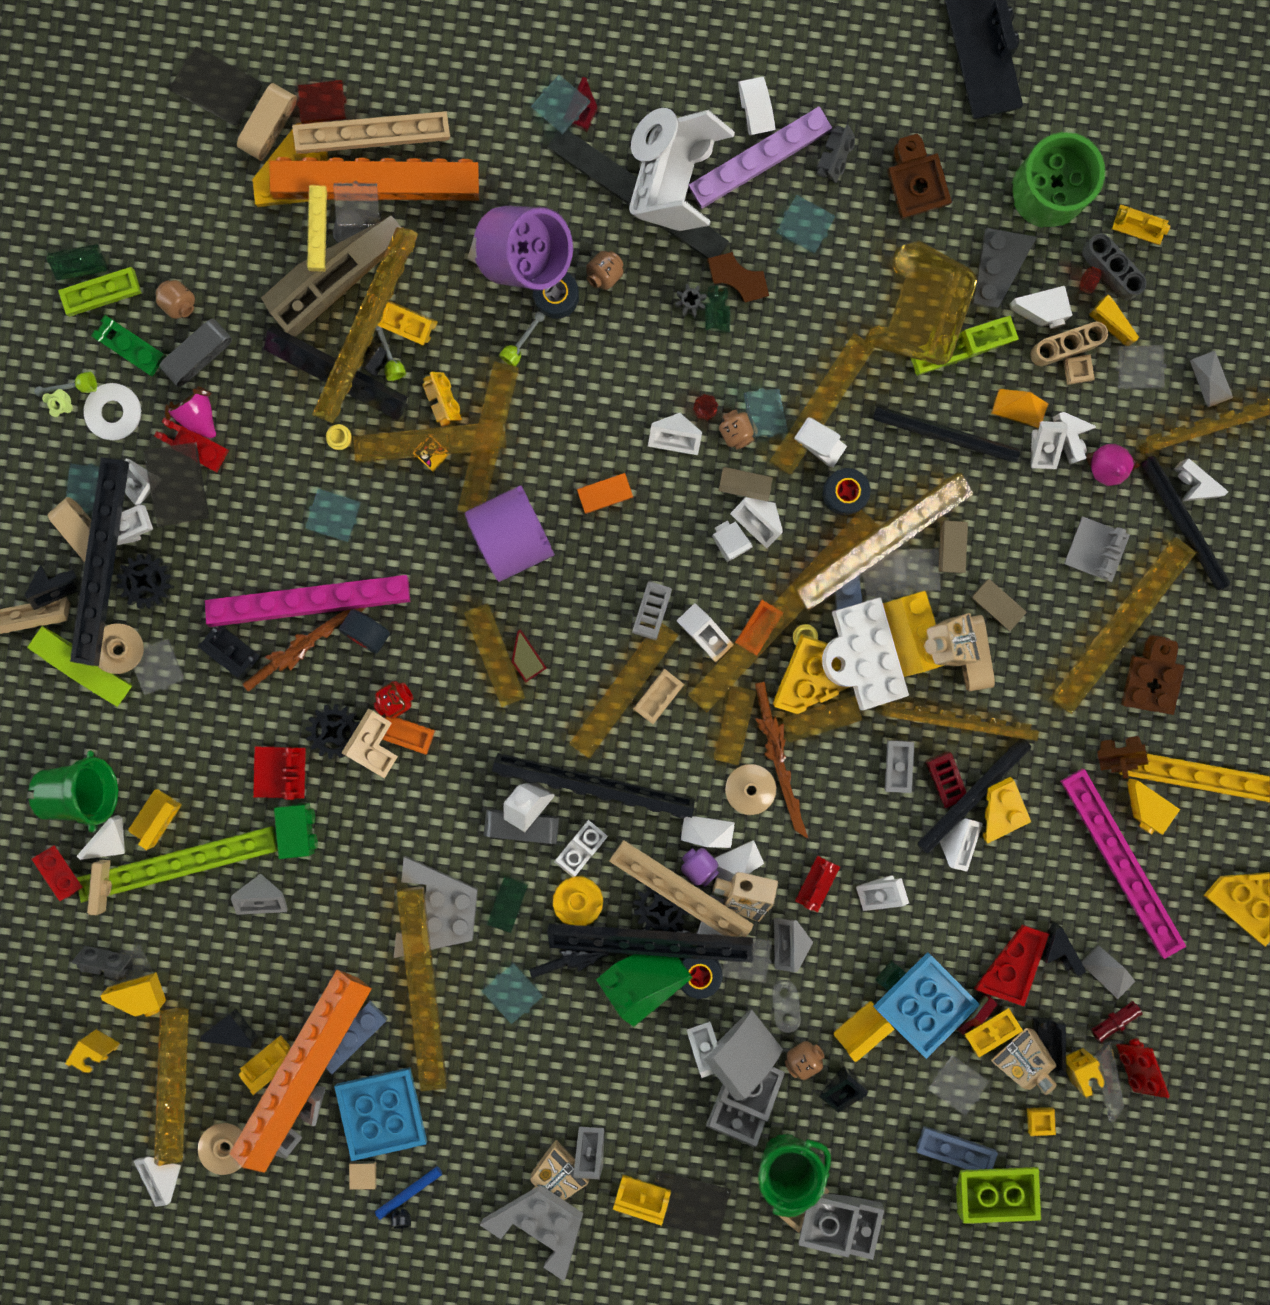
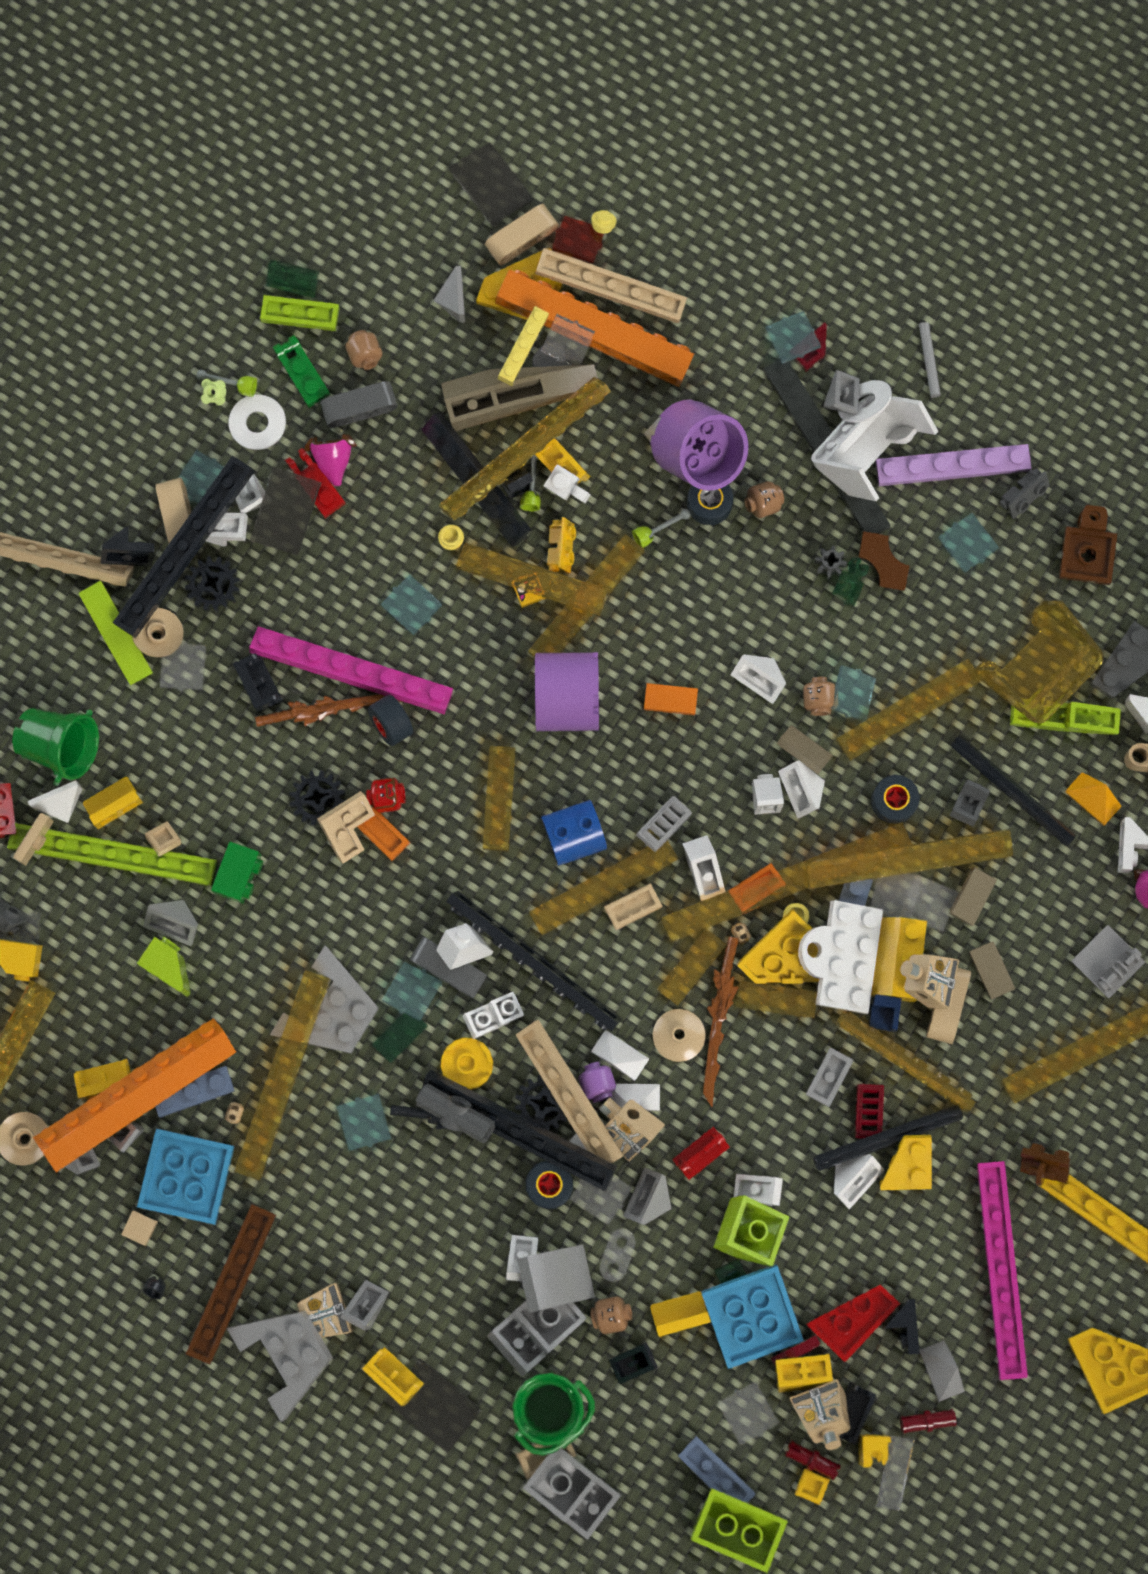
camera: 25 degrees right, 10 degrees down
(214, 830) = (163, 838): none -> tan tile
(231, 210) = (451, 295): none -> light grey slope
(231, 1031) = (85, 1029): black slope -> none
(273, 944) = (166, 964): none -> lime slope
(279, 772) = (248, 814): red hinge -> none
(336, 74) = (603, 221): none -> light yellow plate
(396, 1038) = (234, 1113): none -> tan rock
(408, 1192) = (174, 1266): blue bar -> none
(416, 341) = (565, 483): none -> white plate
(465, 1186) = (231, 1284): none -> reddish brown plate
(499, 861) = (412, 991): none -> clear light blue piece
(526, 658) = (526, 815): olive tile -> none
(575, 654) = (574, 832): none -> blue brick
(589, 955) = (455, 1113): none -> dark grey piece
(630, 136) = (843, 393): none -> light grey slope
(642, 984) = (492, 1166): green slope -> none
(694, 67) = (929, 360): none -> light grey bar
(705, 407) = (799, 663): clear red tile -> none
(757, 105) = (971, 418): white slope -> none
(763, 674) = (741, 932): none -> tan rock
(821, 441) = (892, 742): white slope -> none
(893, 934) = (751, 1231): none -> lime slope
(914, 464) = (970, 803): none -> dark grey bracket
(923, 687) = (885, 1013): none -> dark blue panel
(1032, 1100) = (812, 1460): none -> dark red pin
(1047, 444) = (1103, 842): white slope -> none
(1142, 1069) = (931, 1476): red hinge -> none
(1150, 808) = (1051, 1228): yellow slope -> none
(1159, 665) = (1111, 1094): reddish brown plate -> none

